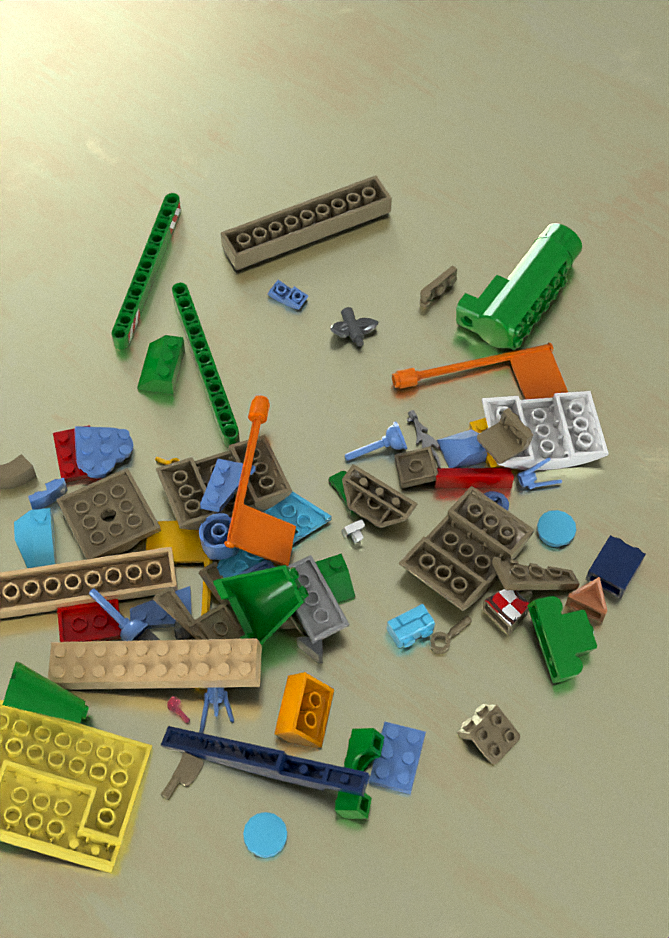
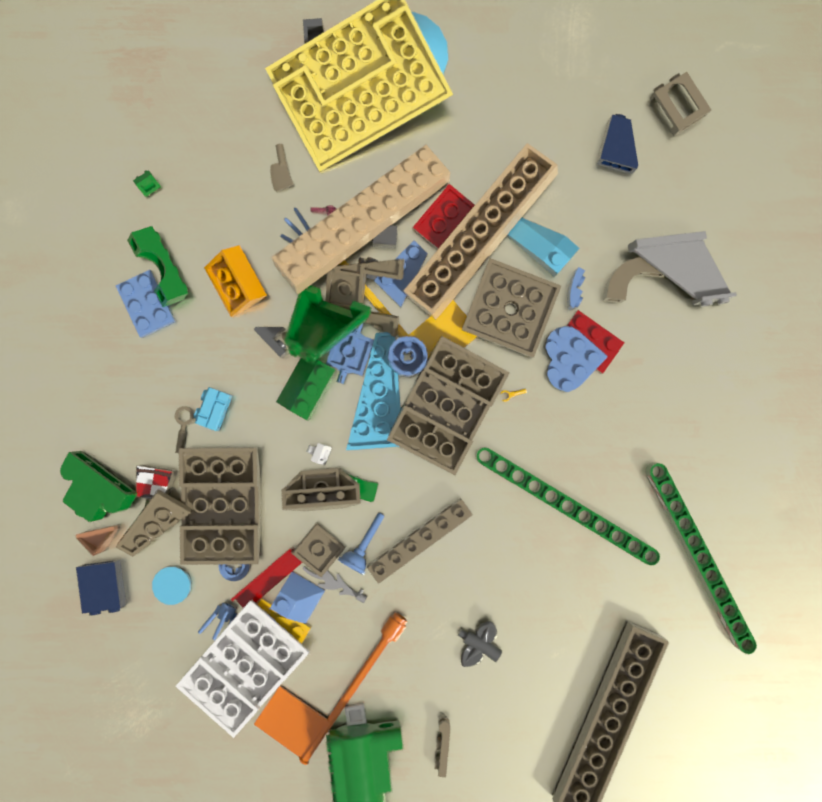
camera: 140 degrees right, 30 degrees up
(38, 694) = (412, 123): green cone -> none
(43, 867) = (312, 28): none -> dark grey panel
(129, 629) = (406, 233): medium blue piece -> none
(162, 365) = (599, 475): green slope -> none
(222, 485) = (442, 401): medium blue wing -> none
(249, 527) = (383, 381): orange flag -> none
(265, 834) = (189, 176): medium azure tile -> none
(266, 761) = (226, 219): dark blue slope -> none
(291, 297) = (561, 631): medium blue slope -> none
(307, 856) = (146, 183): none -> green tile
(320, 611) = (275, 360): light grey tile -> none
(332, 417) = (419, 540): none -> dark tan brick
(485, 348) = (355, 714): none -> white tile
(490, 732) = (96, 373): dark tan bracket -> none
(506, 437) = (257, 625): dark tan bracket -> none

